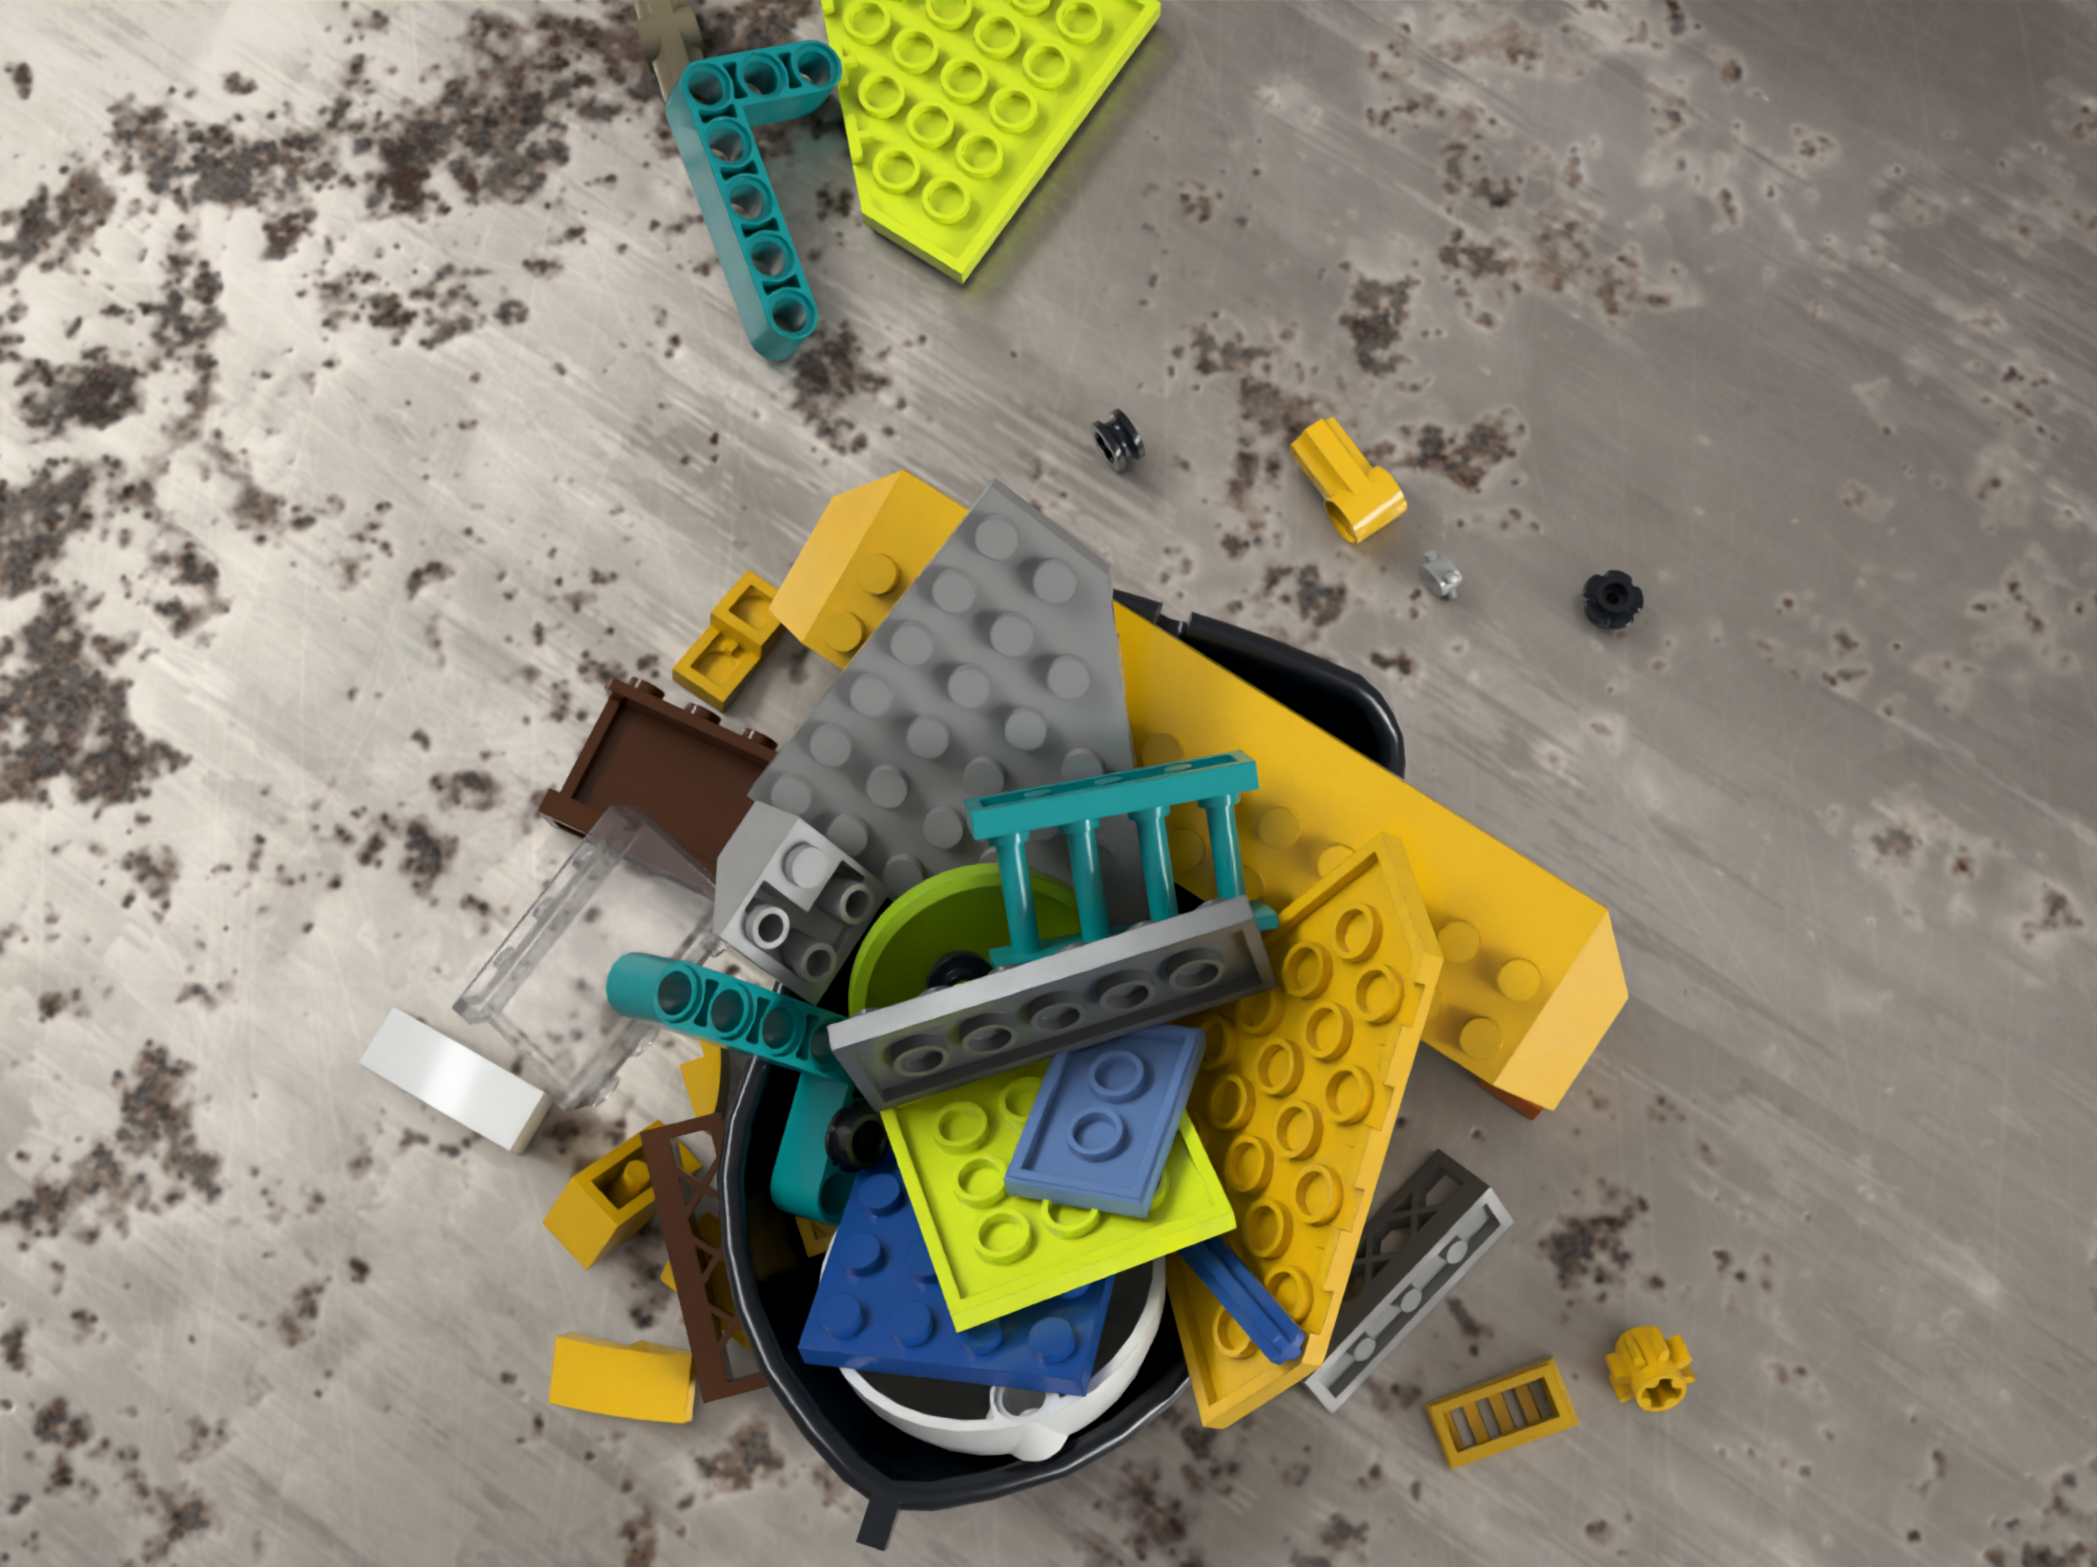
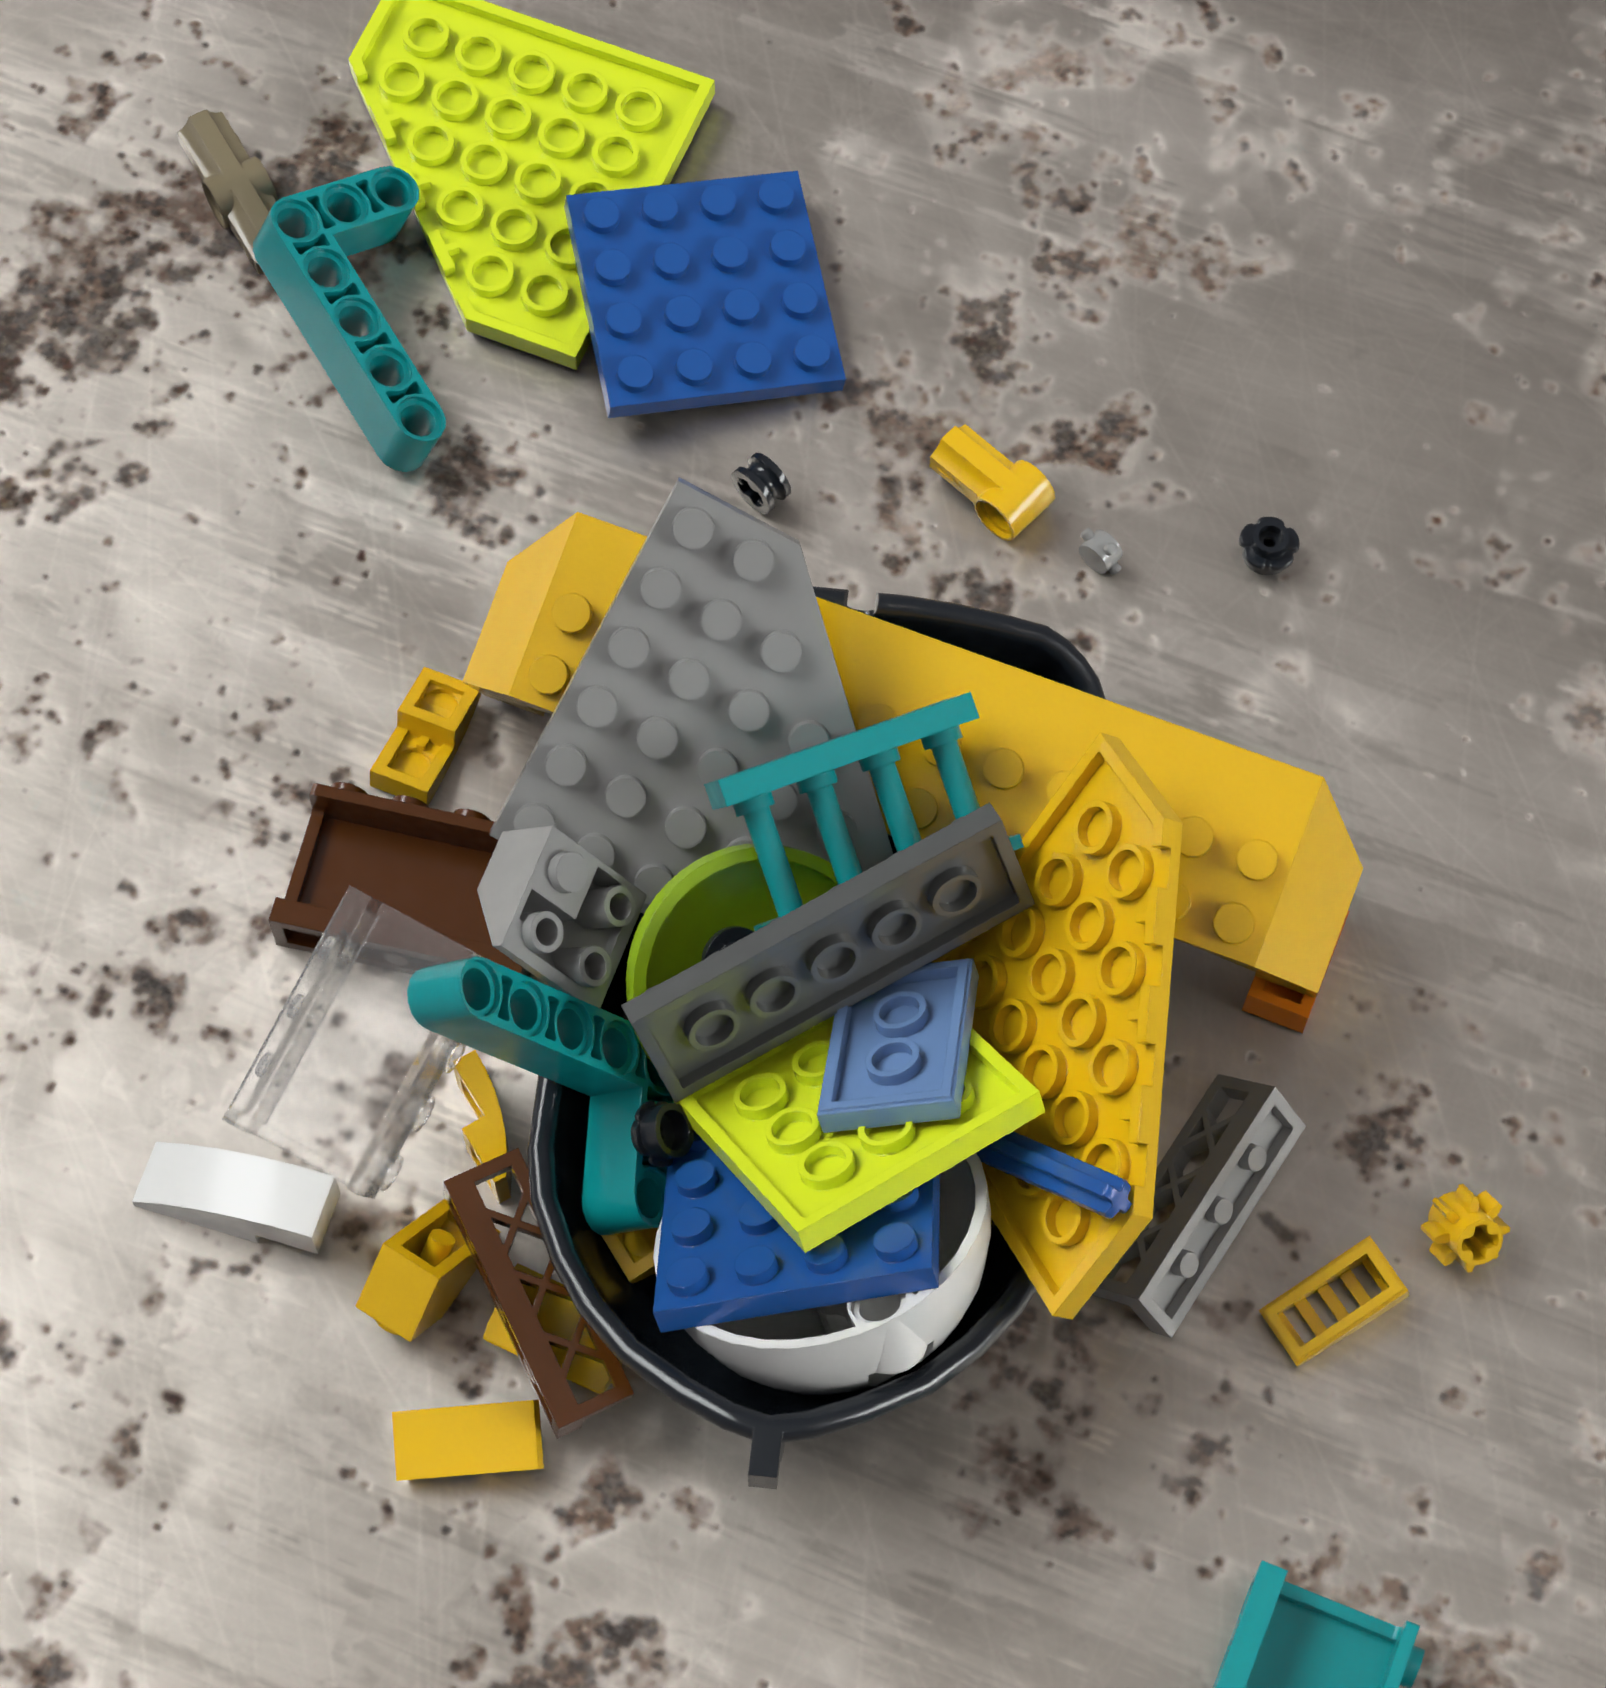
camera: 15 degrees left, 10 degrees down
(1102, 229) = (703, 294): none -> blue plate

